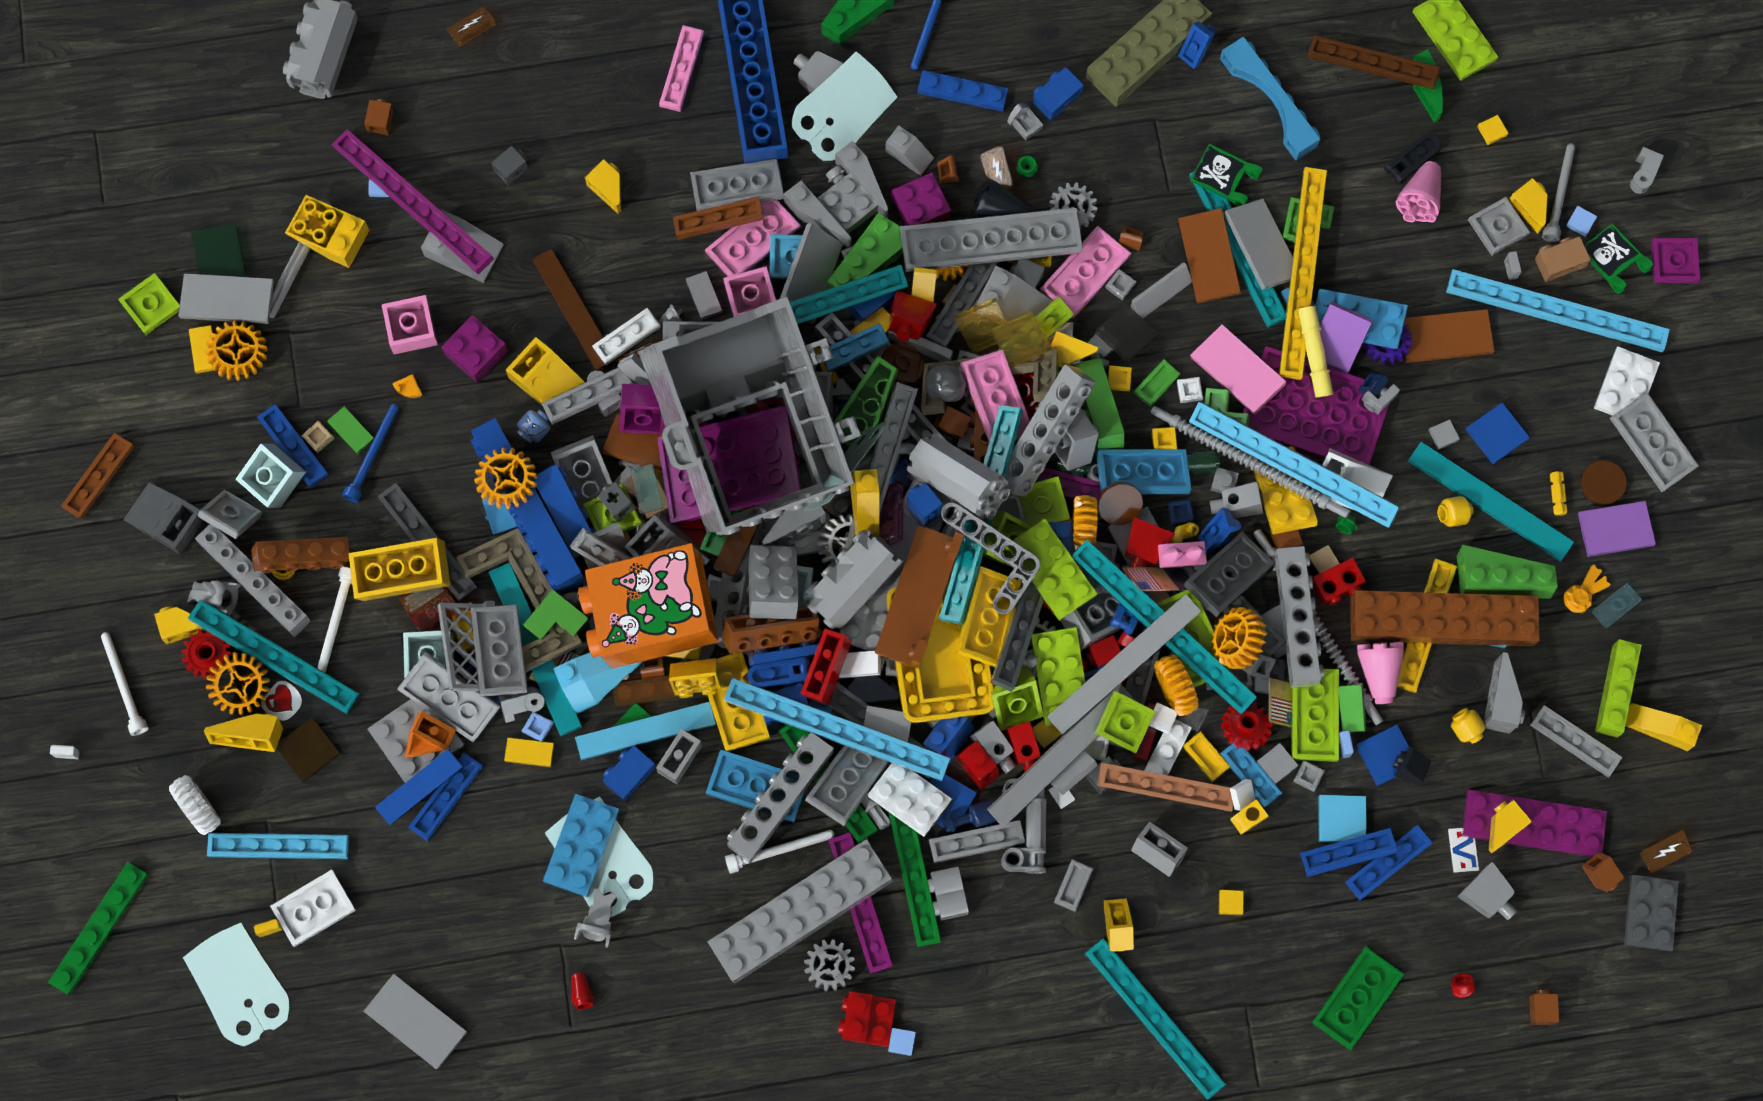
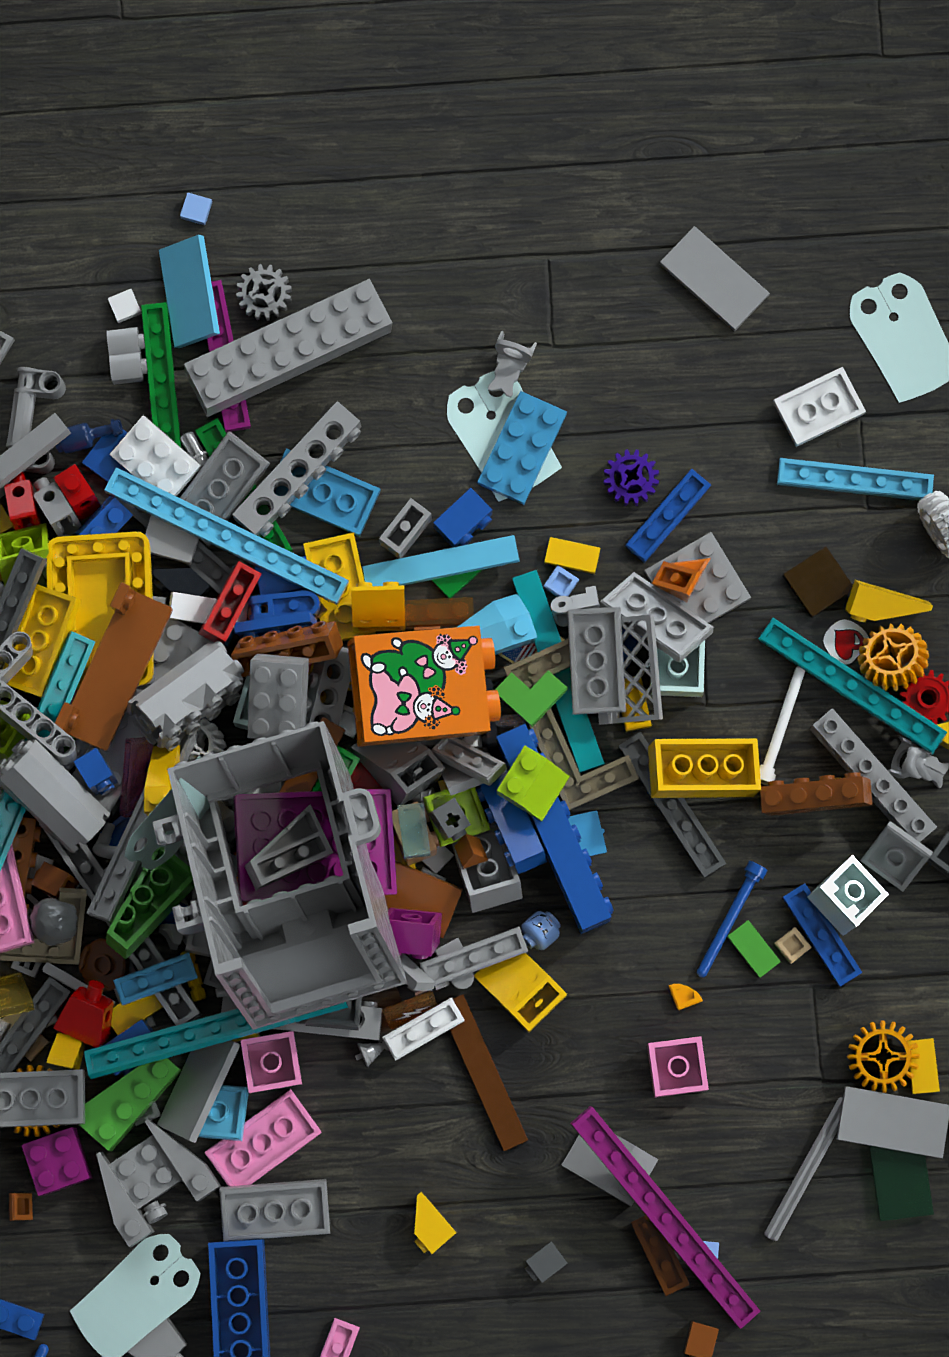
camera: 170 degrees left, 5 degrees up
(267, 928) = (869, 388): yellow tile -> none
(328, 230) = (770, 1197): yellow slope -> none
(411, 171) = (660, 1256): none -> reddish brown plate
(418, 786) = (696, 525): blue tile -> none
(423, 607) = (677, 723): tile -> none
(474, 349) = (603, 1030): magenta brick -> none
(475, 833) = (640, 483): none -> dark purple gear
(501, 486) = (564, 842): light orange gear -> none
(546, 531) = (532, 783): none -> lime slope
(581, 992) = (534, 290): red cone -> none
(596, 480) = (470, 851): none -> dark orange slope
(704, 295) = (328, 1075): light grey tile -> none
(718, 218) = (301, 1167): dark orange plate -> none
(735, 862) = (356, 409): white piece -> none
(748, 446) = (292, 850): none -> light grey wedge
(867, 1019) = (231, 234): red plate -> none
(897, 957) = (189, 291): none -> medium azure tile
(908, 150) = (63, 1234): light grey slope -> none
(956, 942) = (124, 305): none -> white tile
(976, 841) = (91, 408): light grey plate -> none

